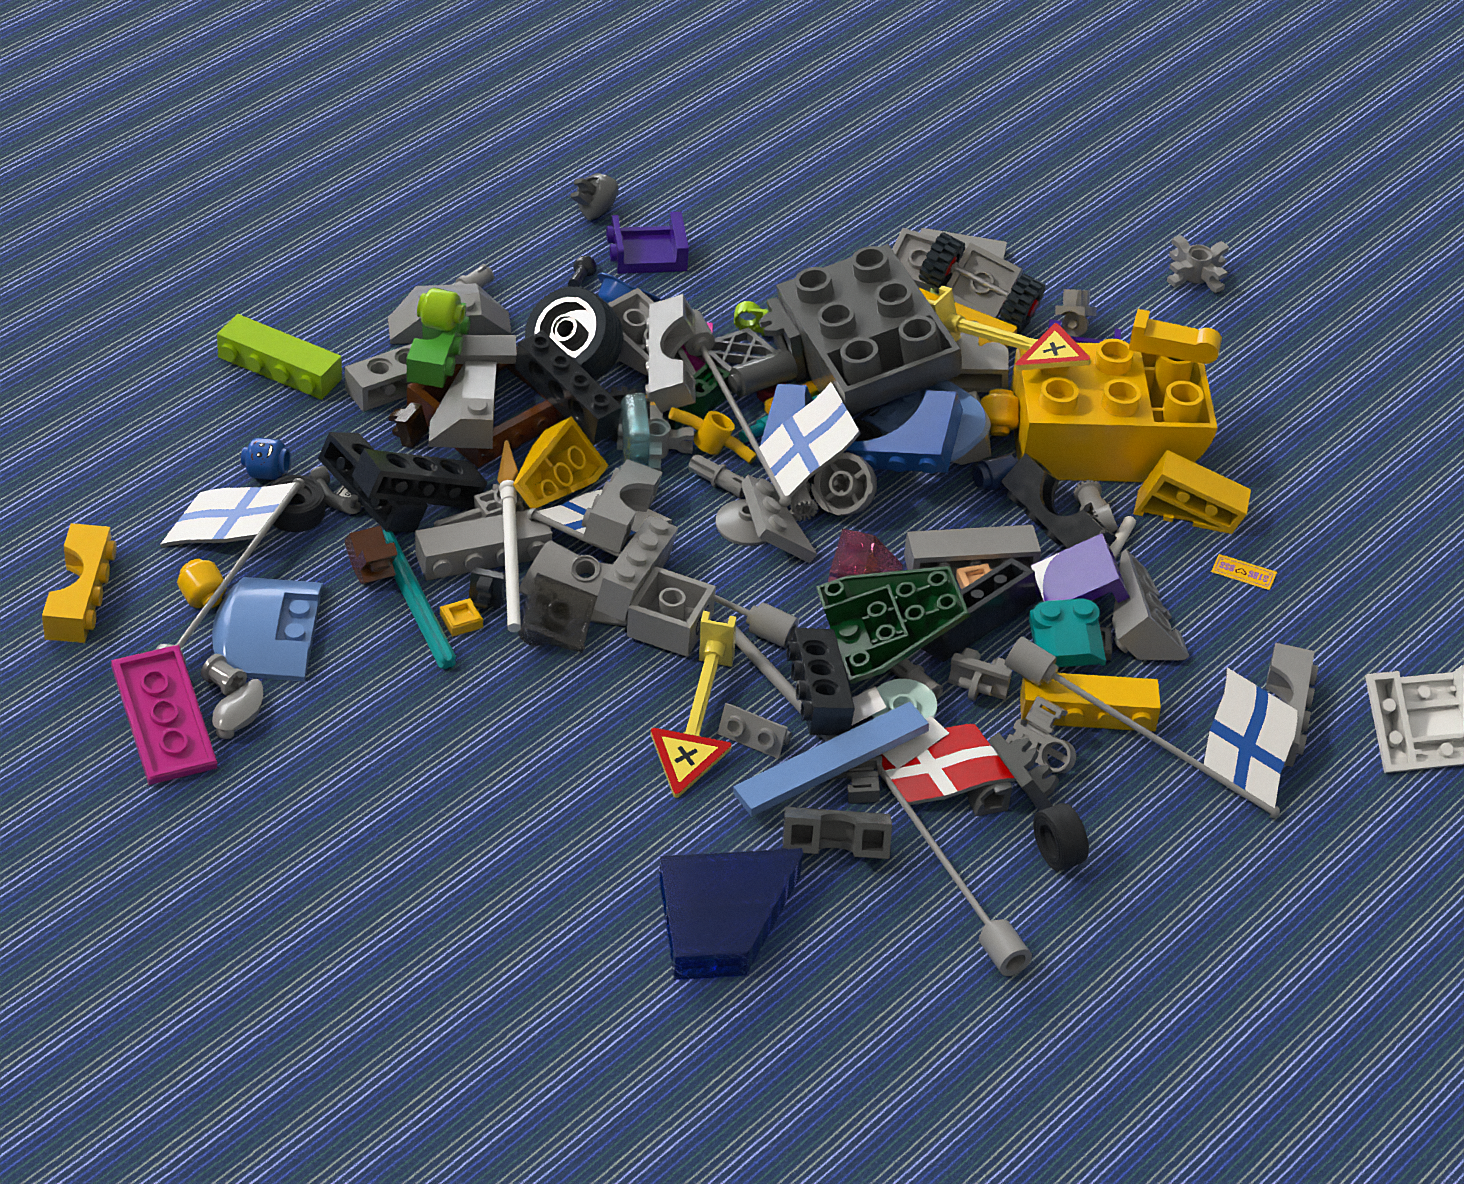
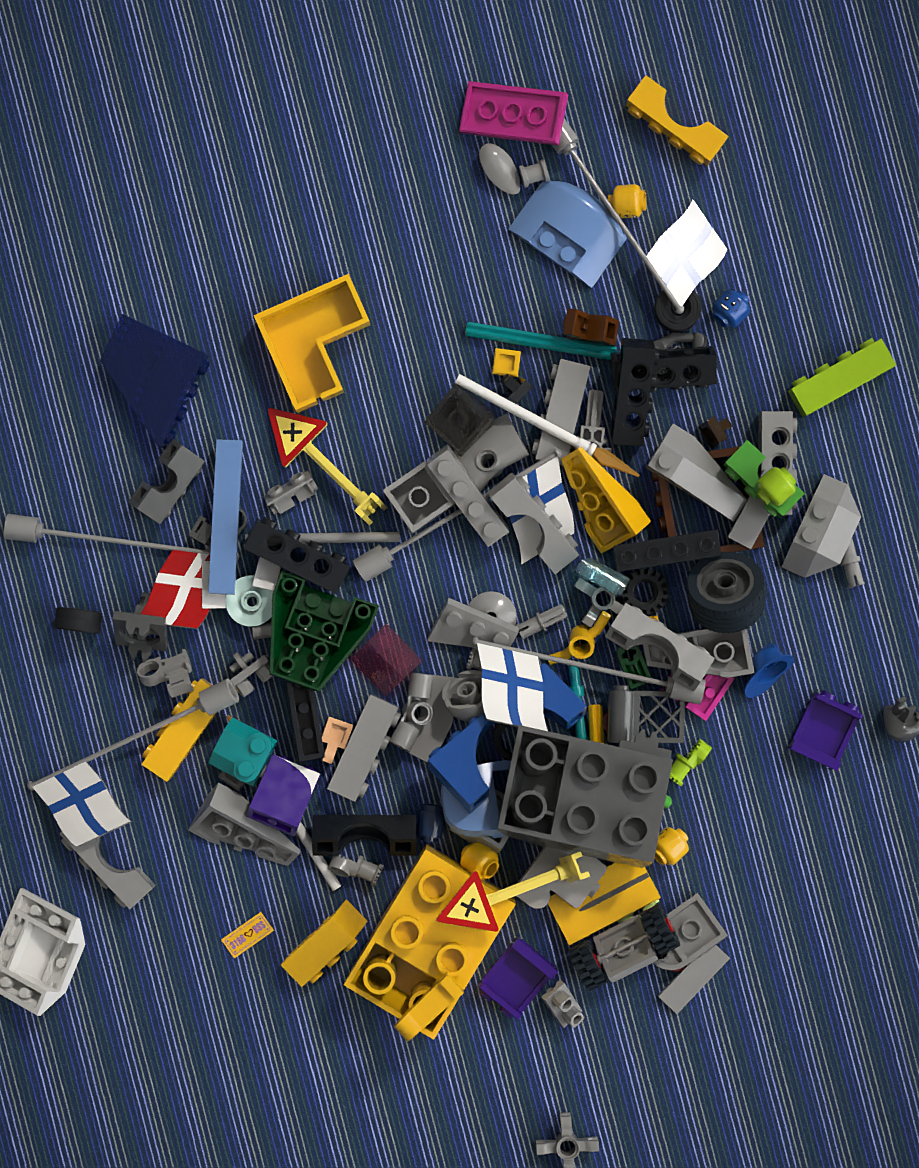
camera: 120 degrees right, 45 degrees up
(570, 788) = (299, 331): none -> yellow piece
(582, 267) = (830, 669): black bar -> none
(894, 520) = (428, 731): none -> light grey panel

